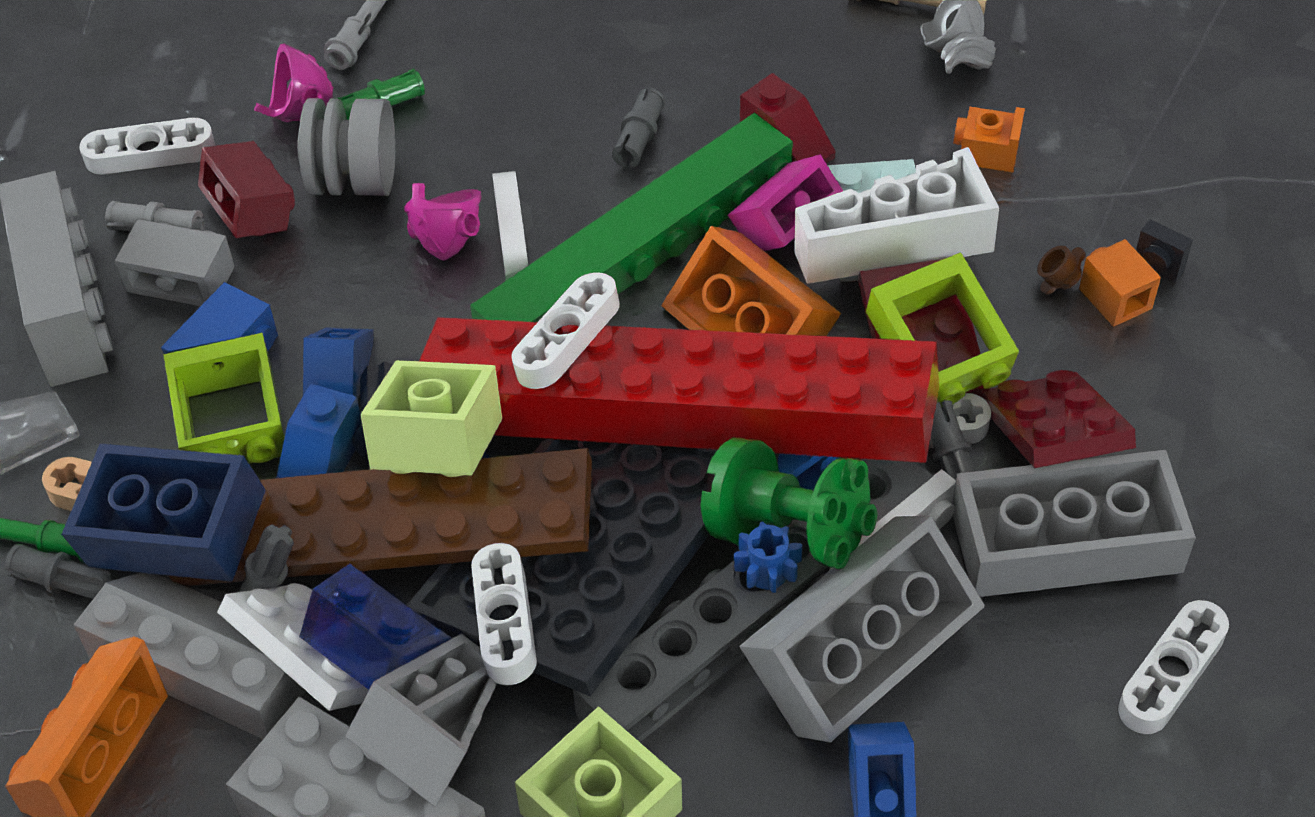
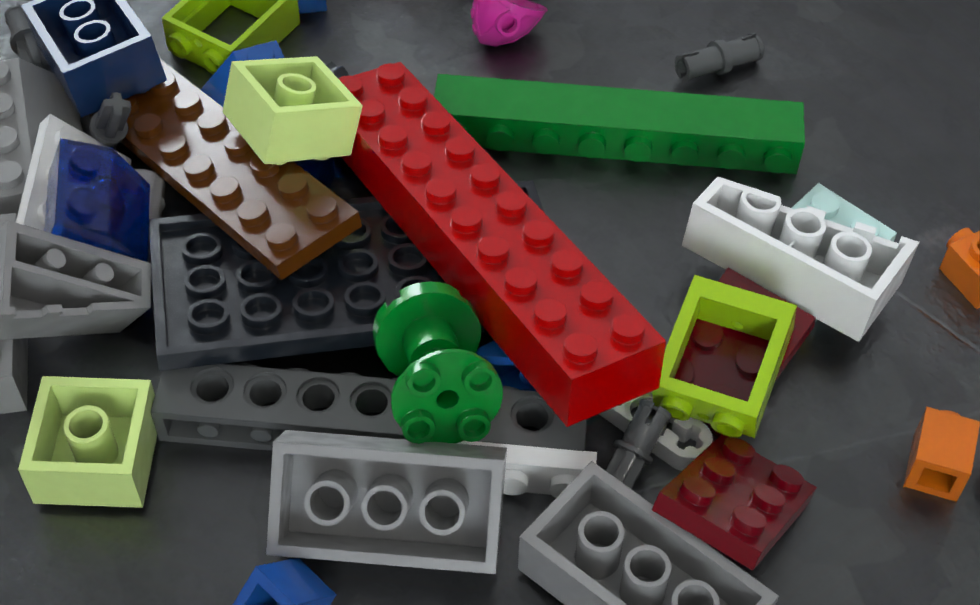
camera: 45 degrees right, 0 degrees up
(337, 358) = (327, 38): blue slope -> none
(510, 223) = (547, 47): white beam -> none
(516, 628) = (151, 289): white beam -> none
(587, 304) = (411, 126): white beam -> none
(743, 289) = (634, 225): orange slope -> none
(768, 557) = (373, 388): blue gear -> none
(769, 212) = (769, 175): dark pink brick -> none
(790, 114) = (827, 134): dark red slope -> none
(1060, 268) = (907, 403): reddish brown plate -> none

